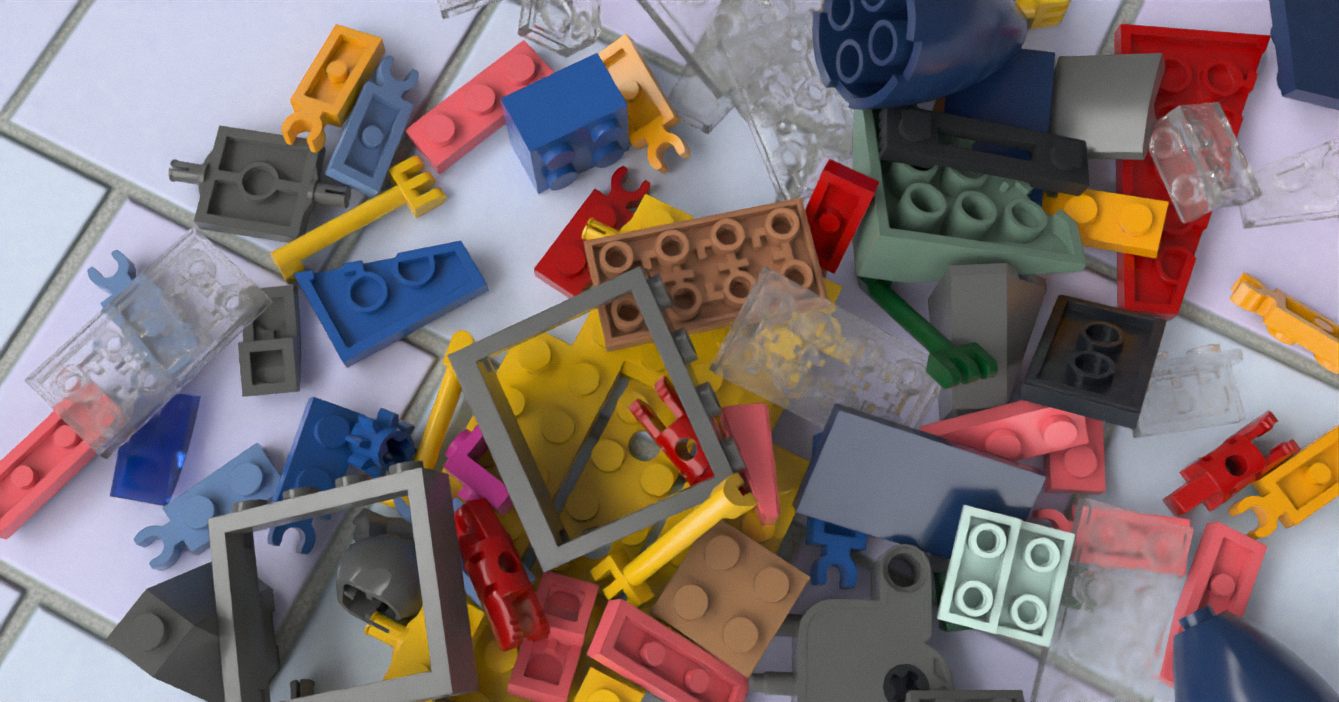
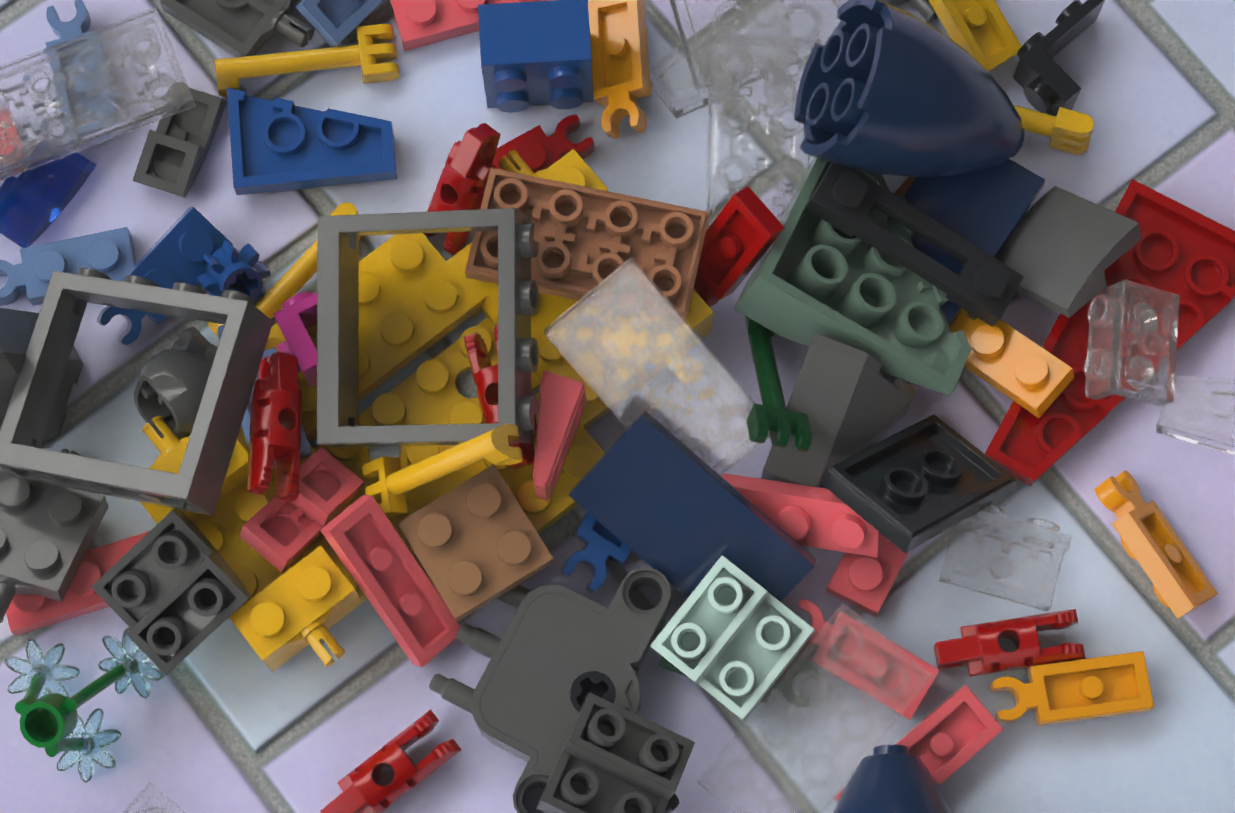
camera: 30 degrees right, 0 degrees up
(558, 263) = (465, 179): none -> red hinge

